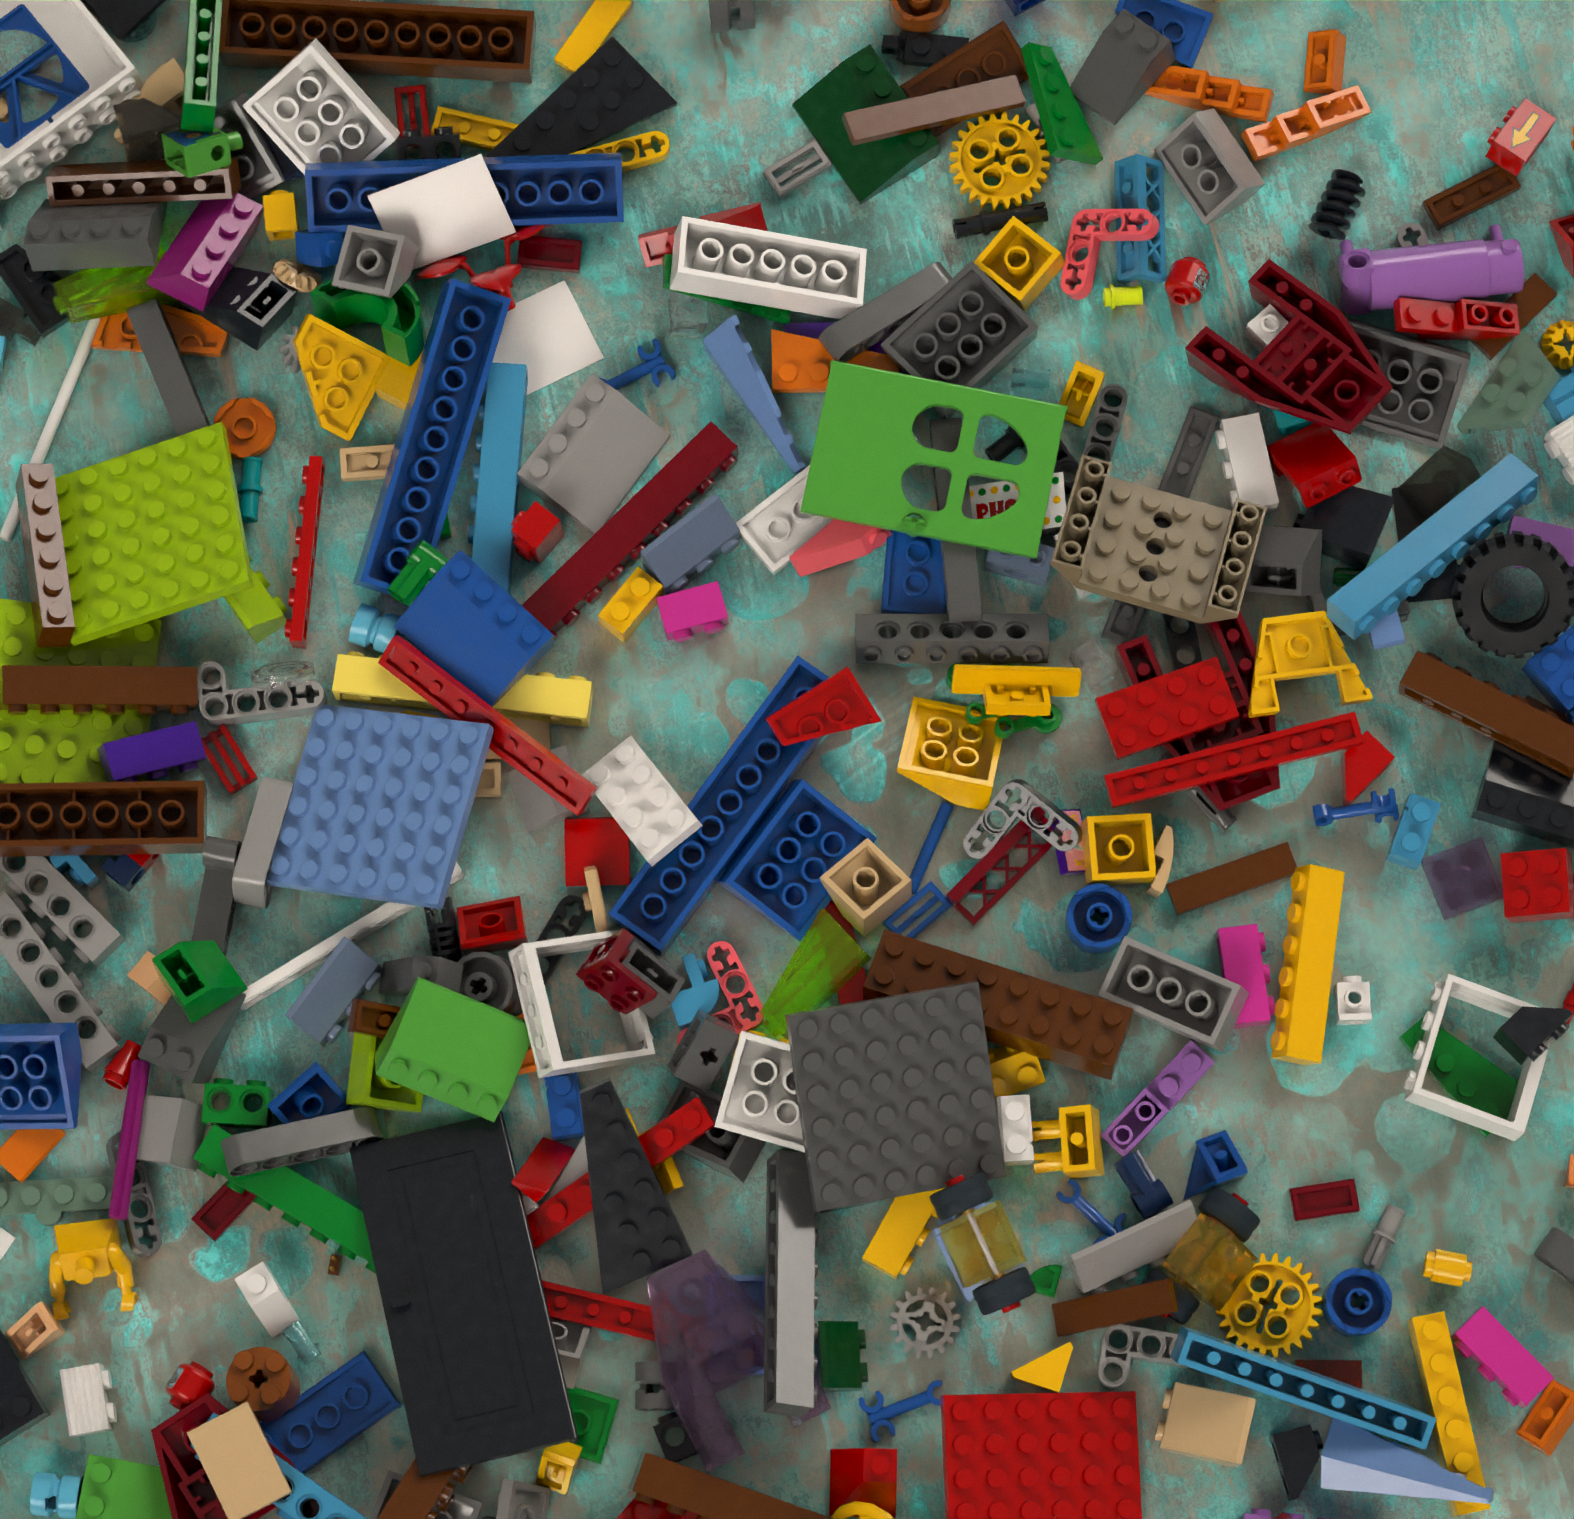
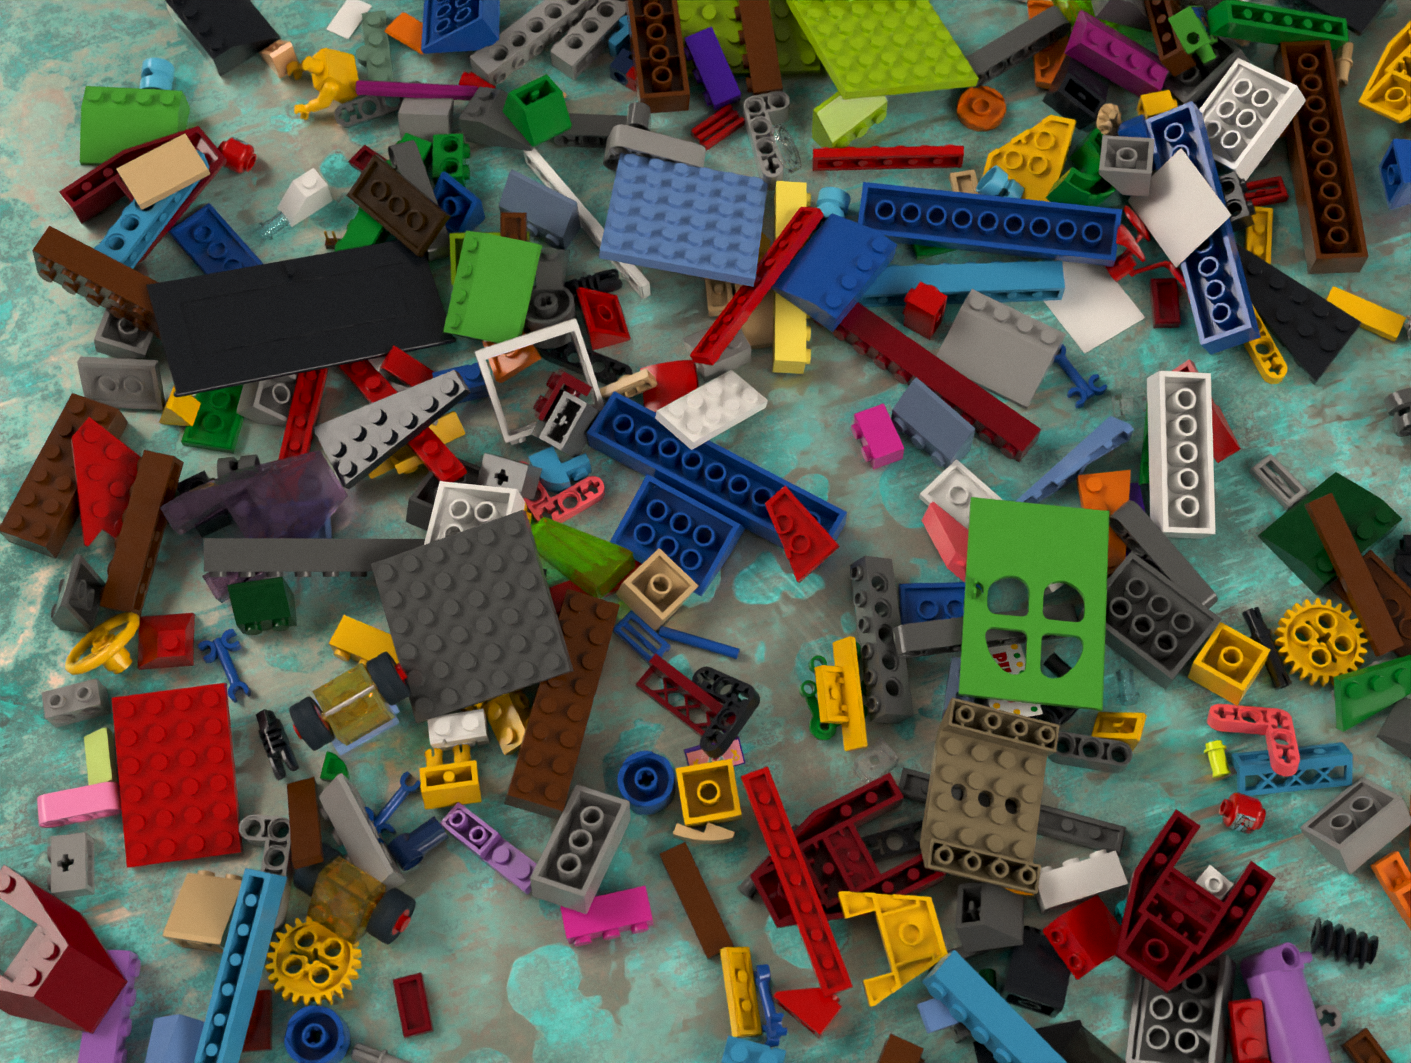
camera: 85 degrees right, 10 degrees down
(87, 1399) = (227, 92): white brick -> none
(250, 489) = (931, 115): teal pin -> none
(254, 1367) = (237, 199): dark orange brick -> none
(313, 1166) = (398, 205): none -> dark brown tile
(376, 421) = (996, 183): none -> medium azure wheel
(420, 568) = (870, 216): green piece -> none
(630, 604) = (875, 387): yellow brick -> none
(944, 1327) = (287, 665): light grey gear -> none
(950, 753) = (779, 647): yellow slope -> none
(1008, 1347) = (276, 743): none -> black hinge
(1046, 1371) = (254, 775): yellow slope -> none
(1167, 708) = (837, 819): red plate -> none
(1214, 1164) = (439, 905): blue slope -> none
(1296, 1457) = (183, 994): black slope -> none
(1307, 965) = (620, 970): yellow brick -> none
(1338, 838) = (741, 992): none -> yellow tile
(1347, 1012) = (583, 1024): white brick -> none

